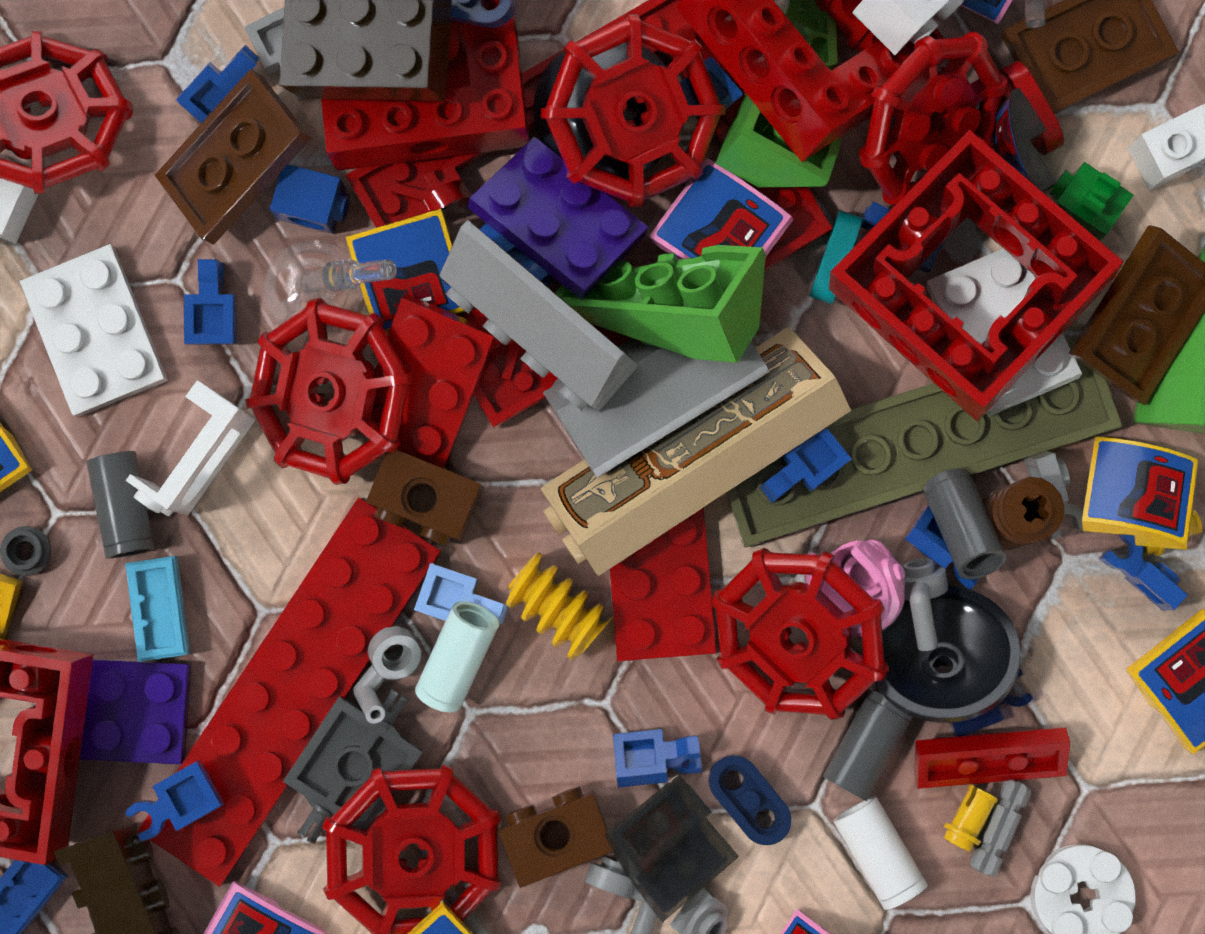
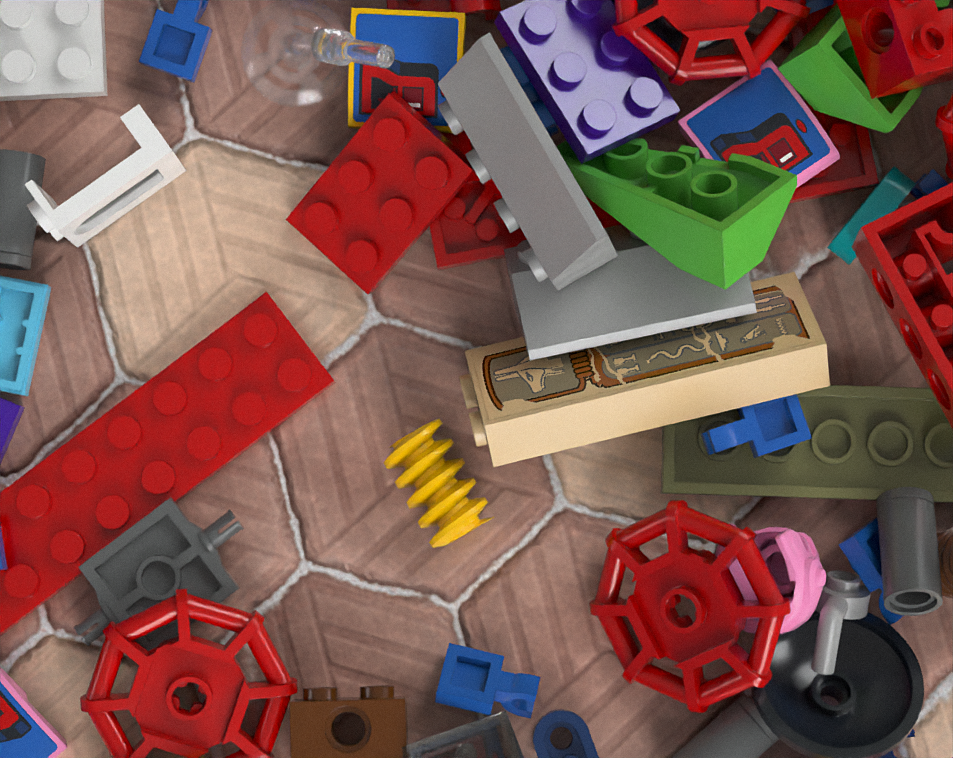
camera: 15 degrees right, 0 degrees up
(353, 391) = (303, 171): red plate -> none
(386, 666) = (231, 483): light grey plate -> none
(402, 475) = (325, 284): reddish brown brick -> none
(446, 587) = (330, 434): light blue plate -> none
(456, 656) = (311, 499): light aqua pin -> none
(665, 596) = (558, 514): red plate -> none

